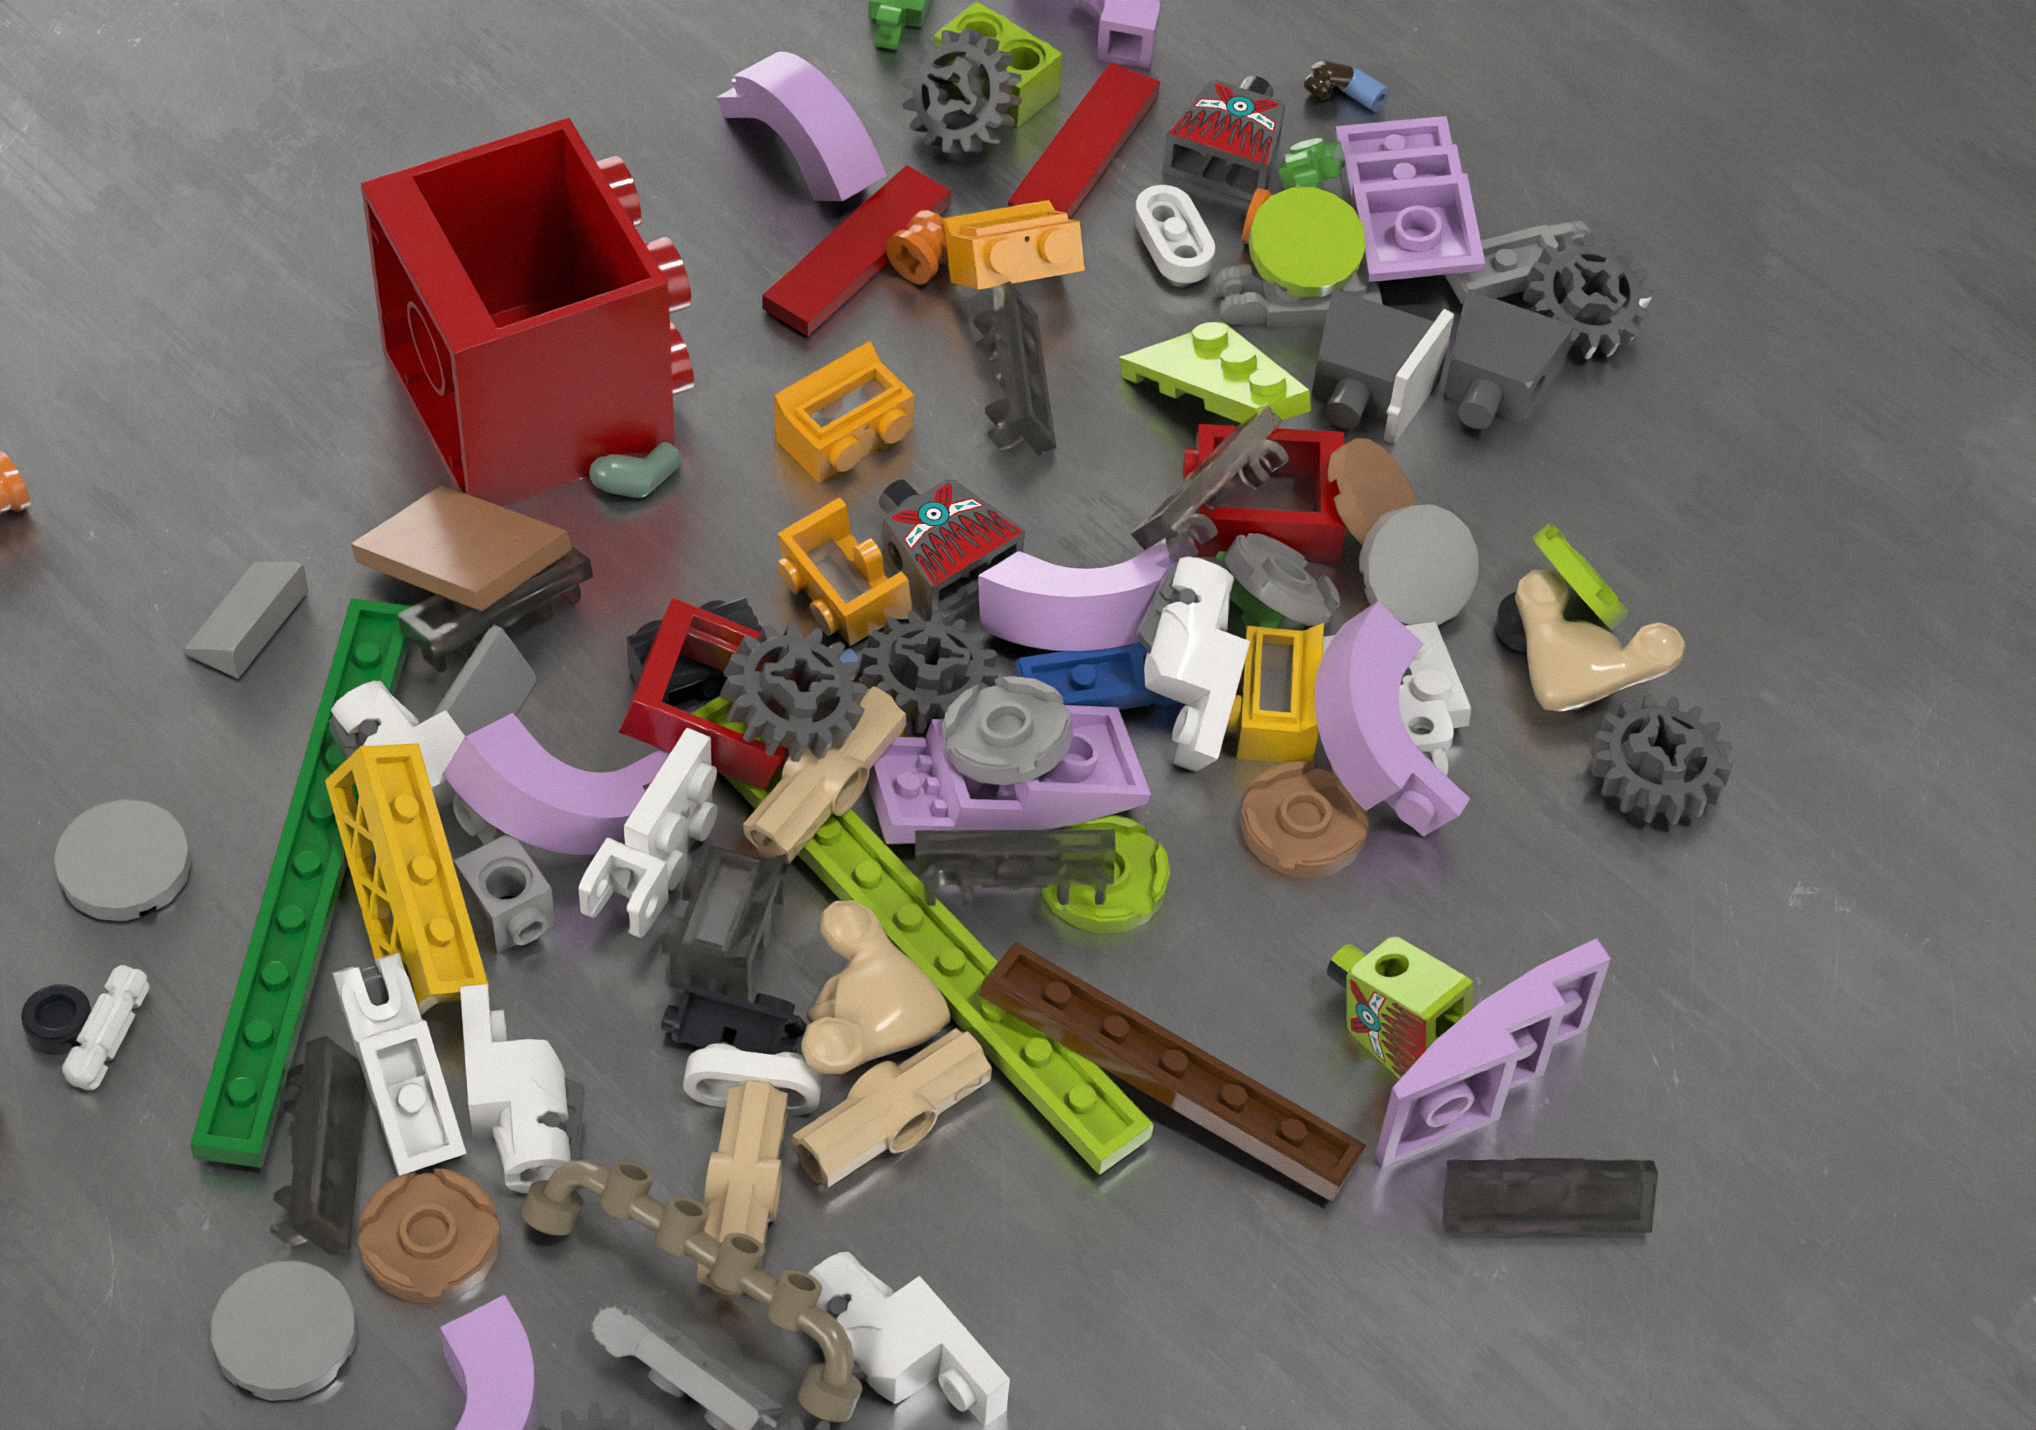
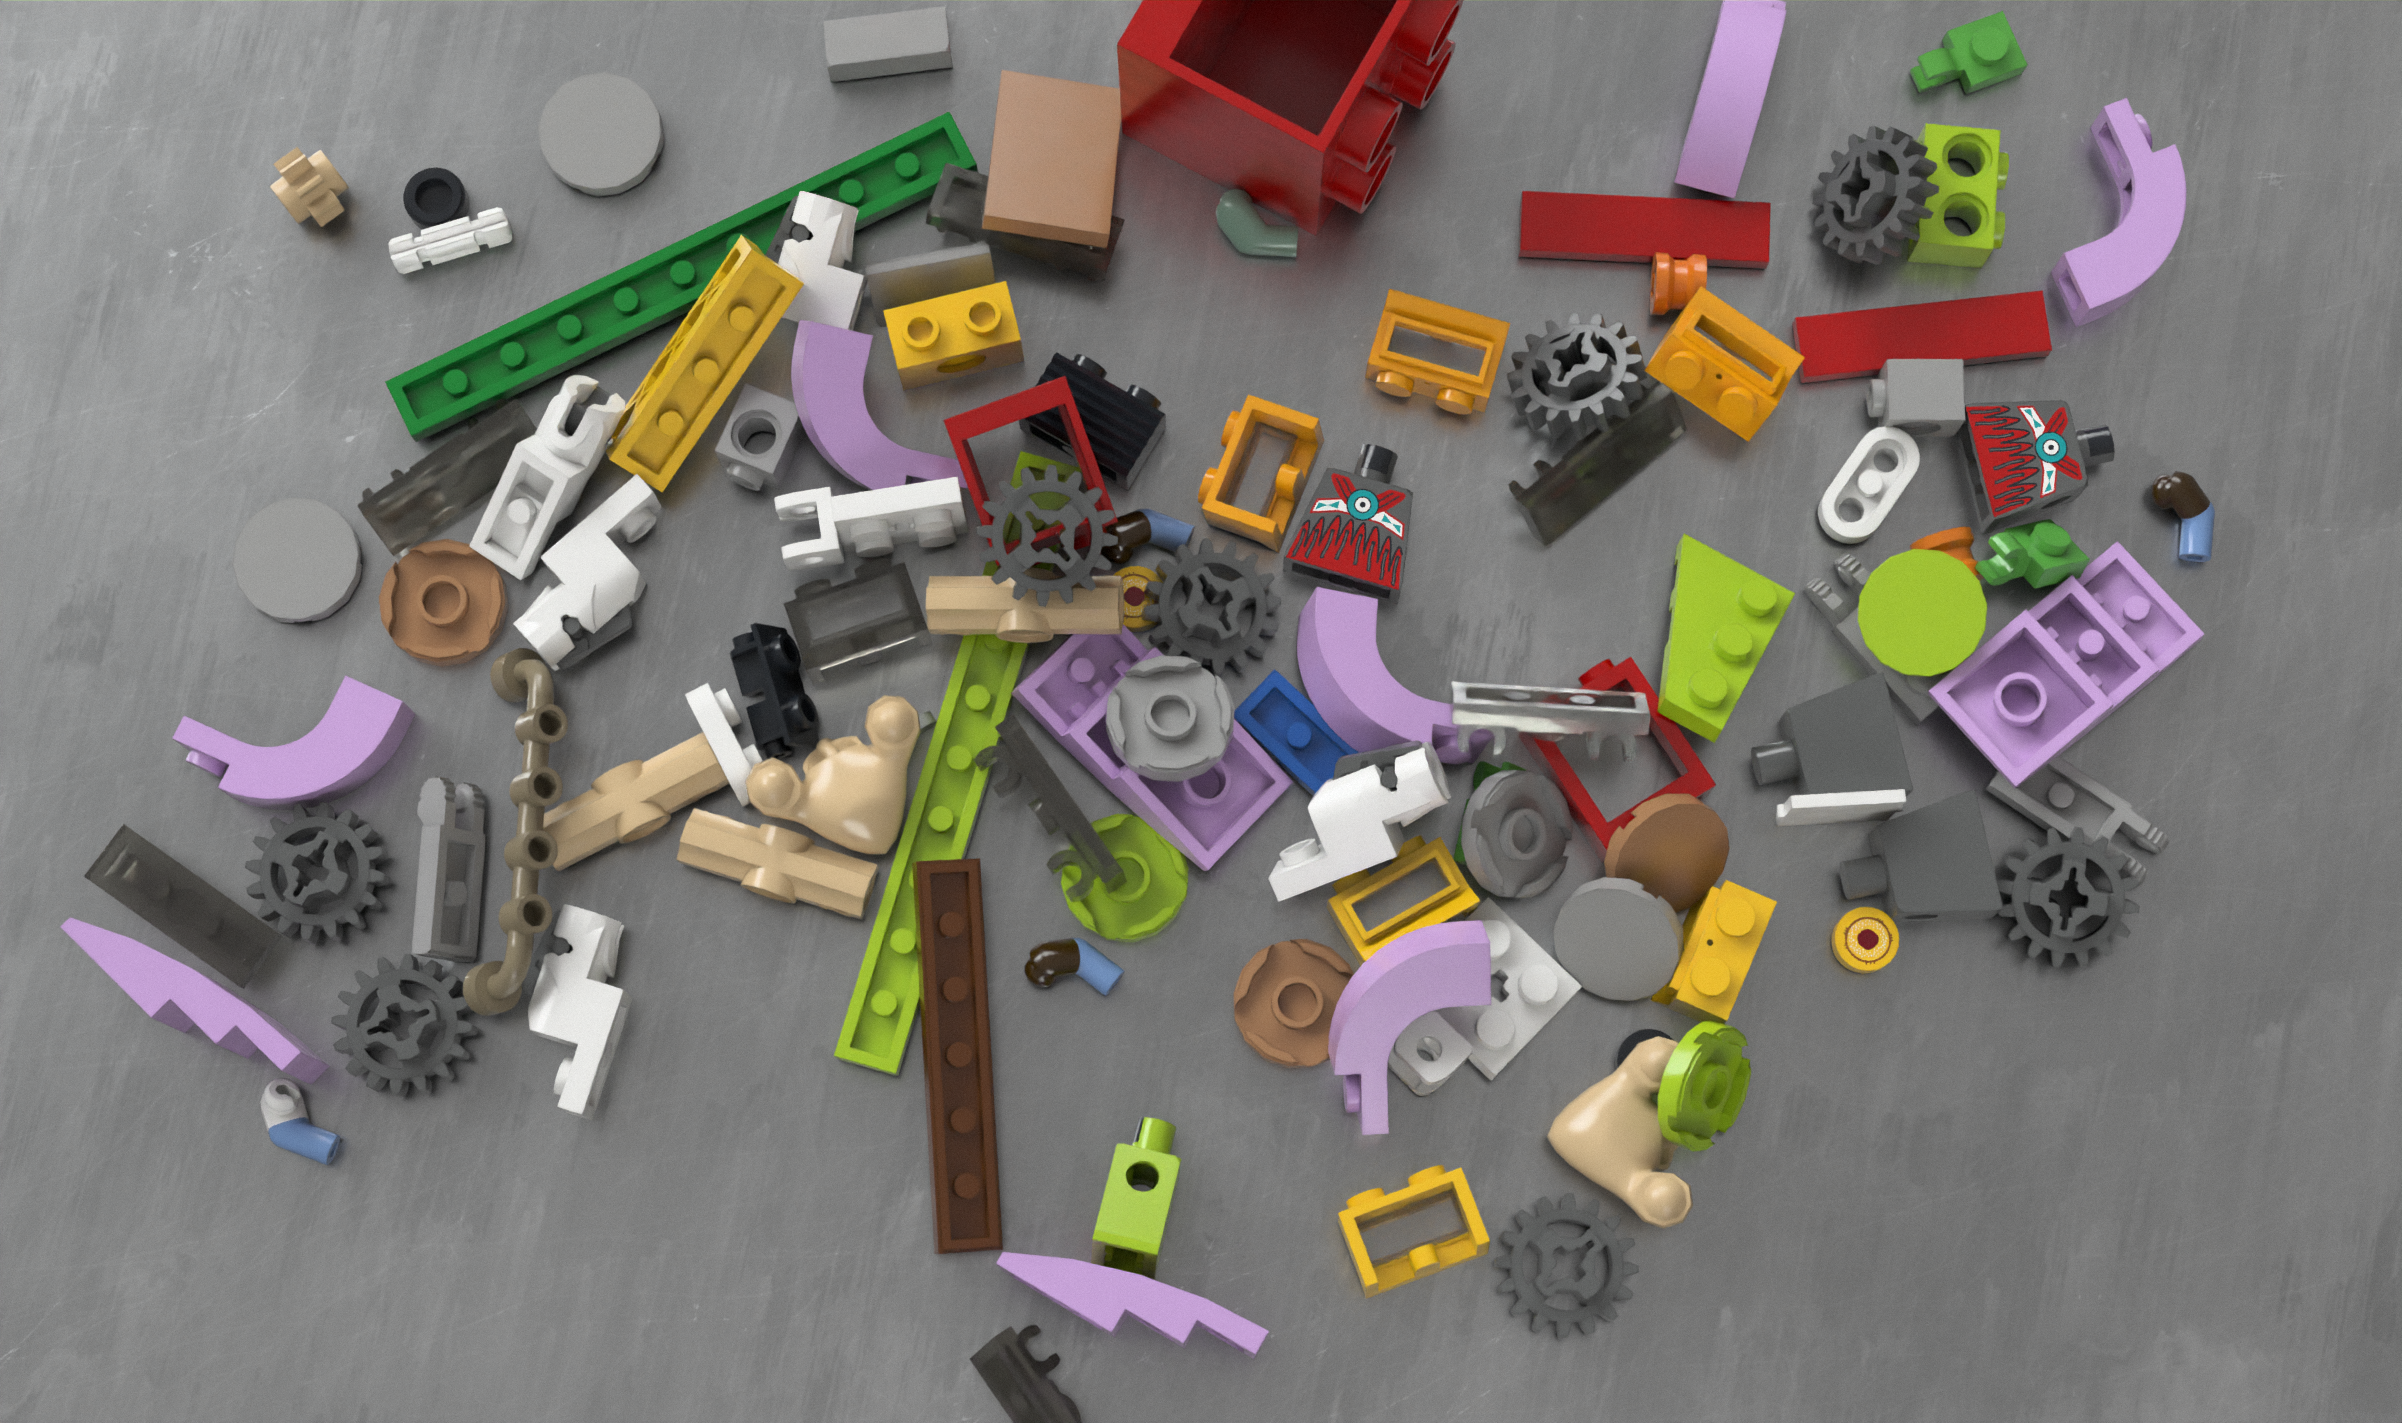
camera: 60 degrees right, 25 degrees up
(552, 689) = (954, 335): none -> yellow brick
(943, 337) = (1577, 376): none -> dark grey gear
(1131, 162) = (1919, 396): none -> light grey brick
(1150, 943) = (1071, 957): none -> arm
(1489, 509) = (1718, 951): none -> yellow window
(1528, 438) = (1865, 940): none -> yellow tile
(1560, 838) = (1413, 1230): none -> yellow window

